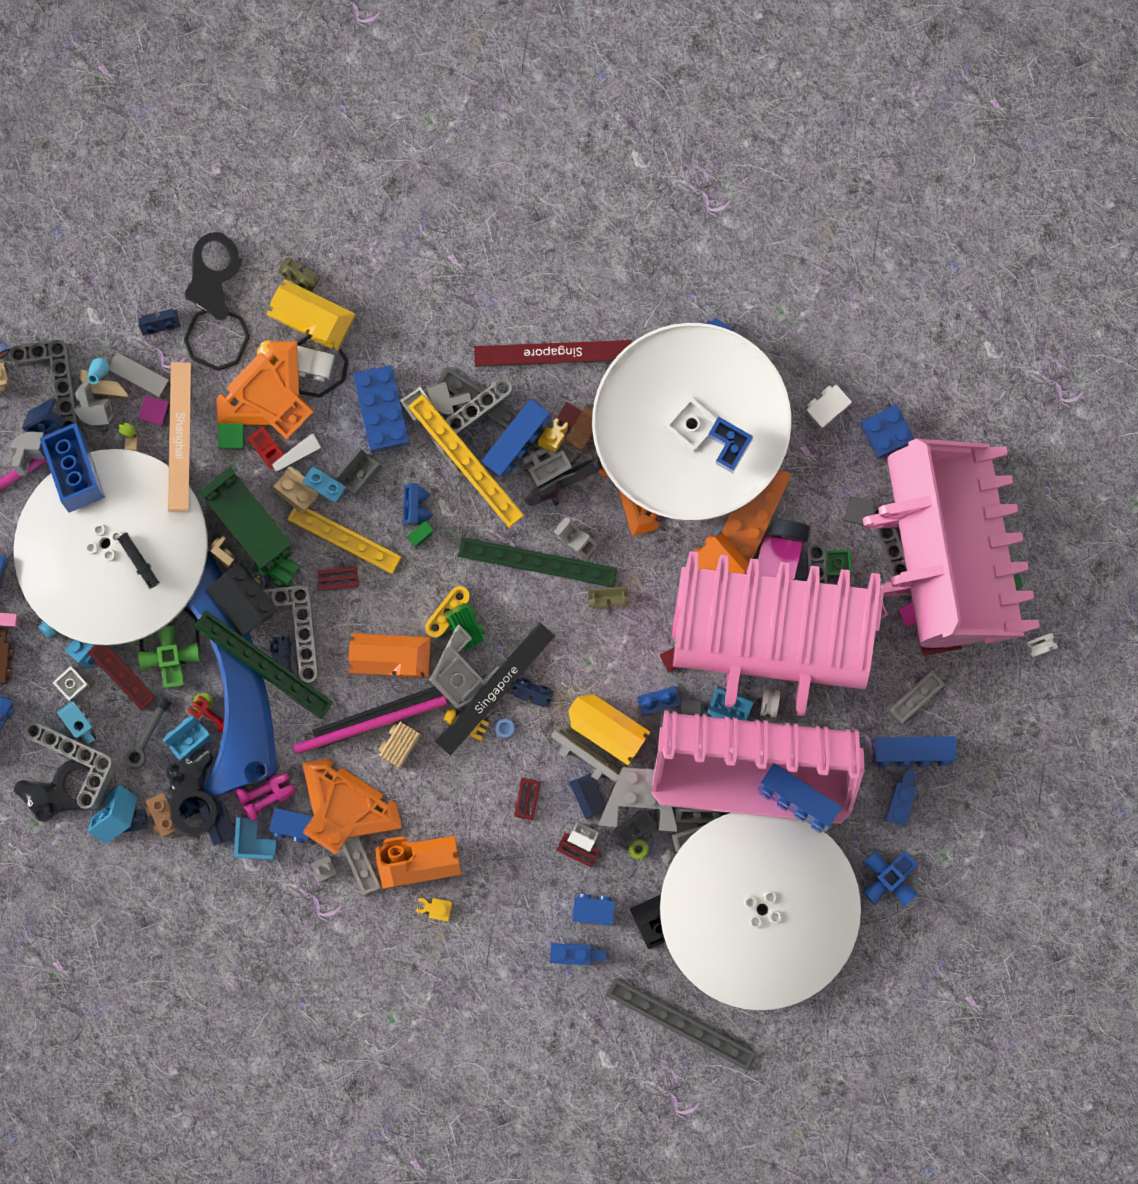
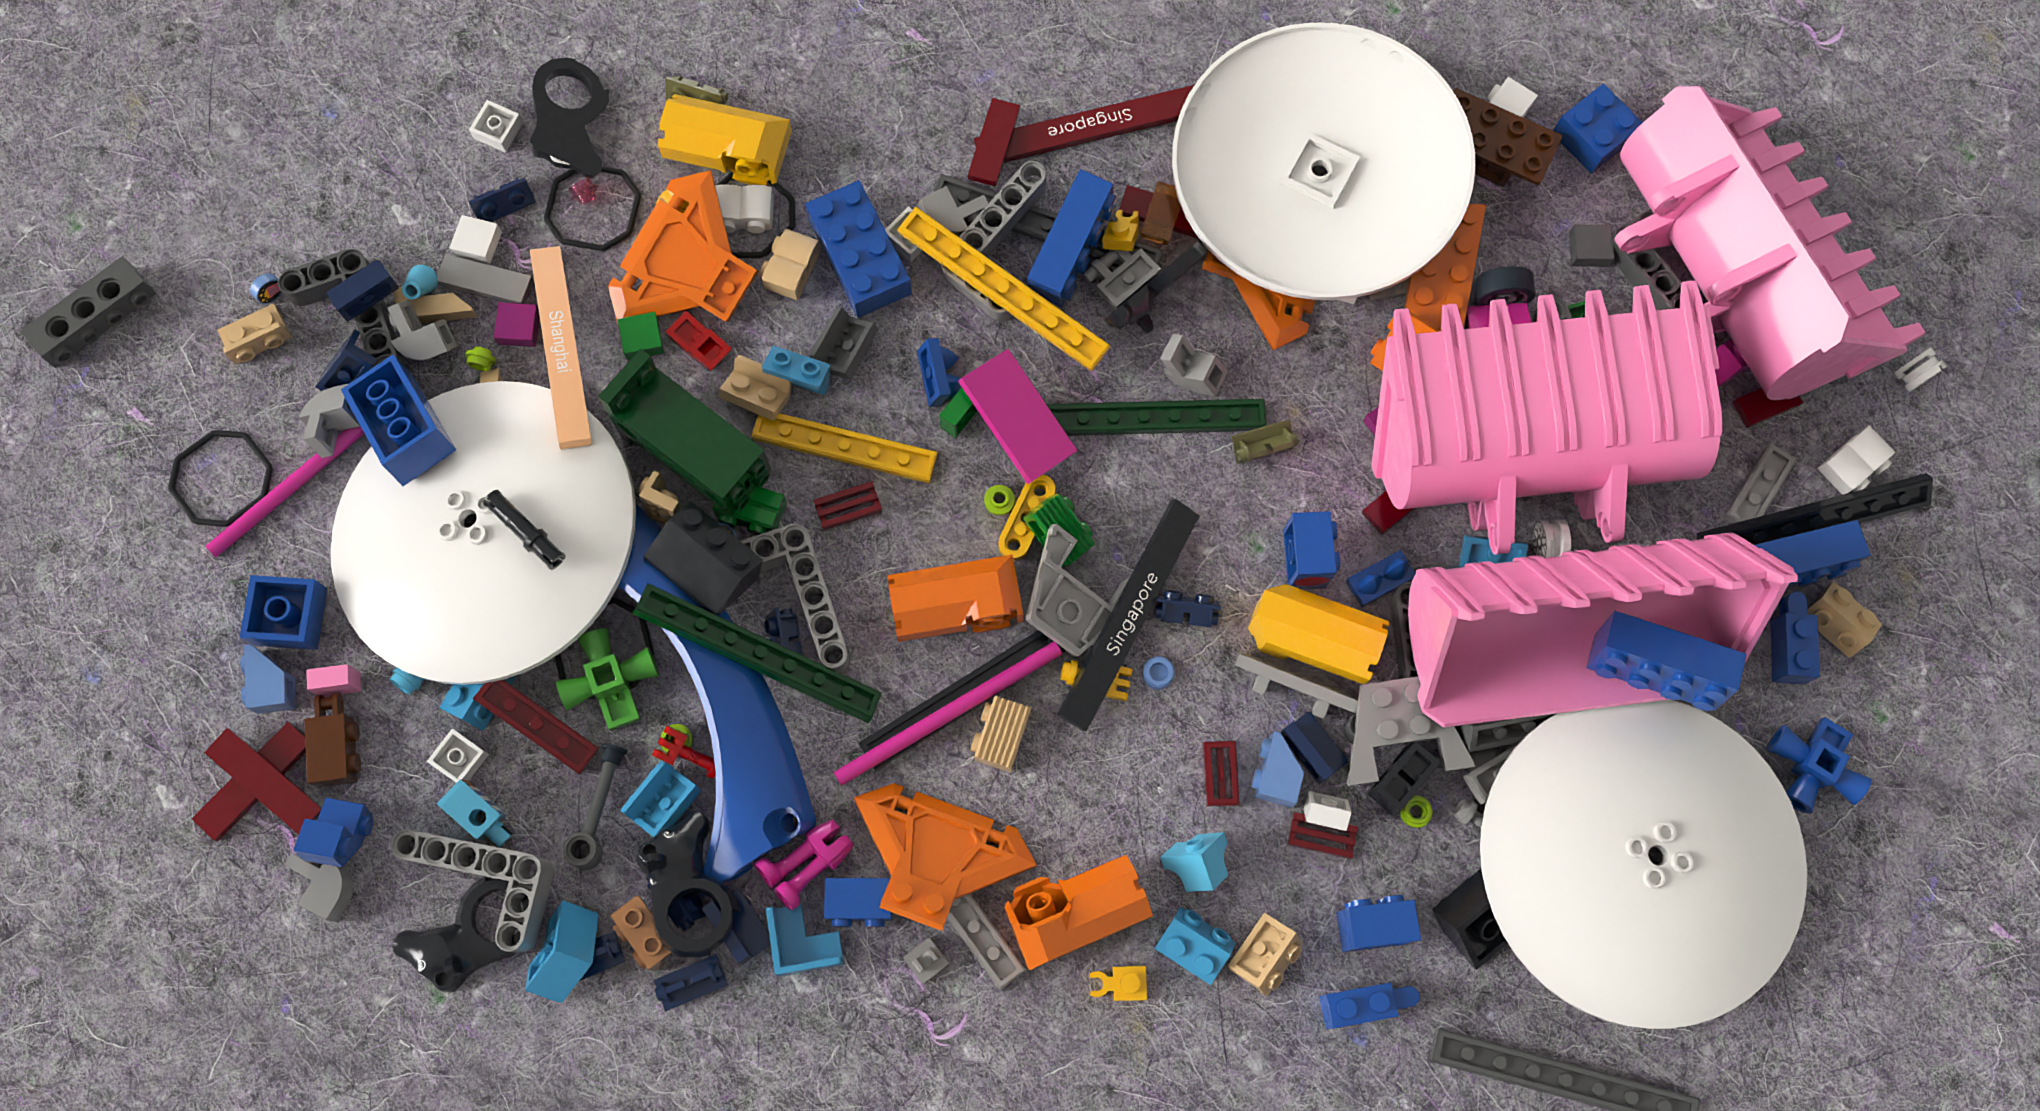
camera: 15 degrees left, 10 degrees down
(61, 371) = (362, 290): none -> dark blue panel
(137, 346) = (475, 239): none -> white piece
(164, 268) = (496, 126): none -> white piece
(183, 849) = (690, 982): none -> dark blue hinge
(212, 328) = (583, 191): none -> clear pink plate
(302, 449) = (751, 331): white piece -> none
(335, 409) = (790, 264): none -> tan brick
(437, 601) = (1002, 508): none -> lime plate
(455, 548) = (1017, 416): none -> dark pink tile
(485, 896) = (1196, 945): none -> dark azure bracket
(486, 353) = (994, 142): none -> dark red tile
(498, 848) = (1198, 861): none -> medium azure brick
(525, 912) = (1266, 954): none -> tan bracket
(561, 808) = (1280, 773): none -> medium blue slope
(615, 675) = (1310, 550): none -> blue brick
(734, 441) = (1398, 161): blue brick -> none
(818, 428) = (1507, 142): none -> reddish brown bracket
(939, 792) = (1844, 620): none -> tan bracket
(942, 725) = (1858, 505): none -> black tile
(982, 694) = (1857, 461): none -> white brick

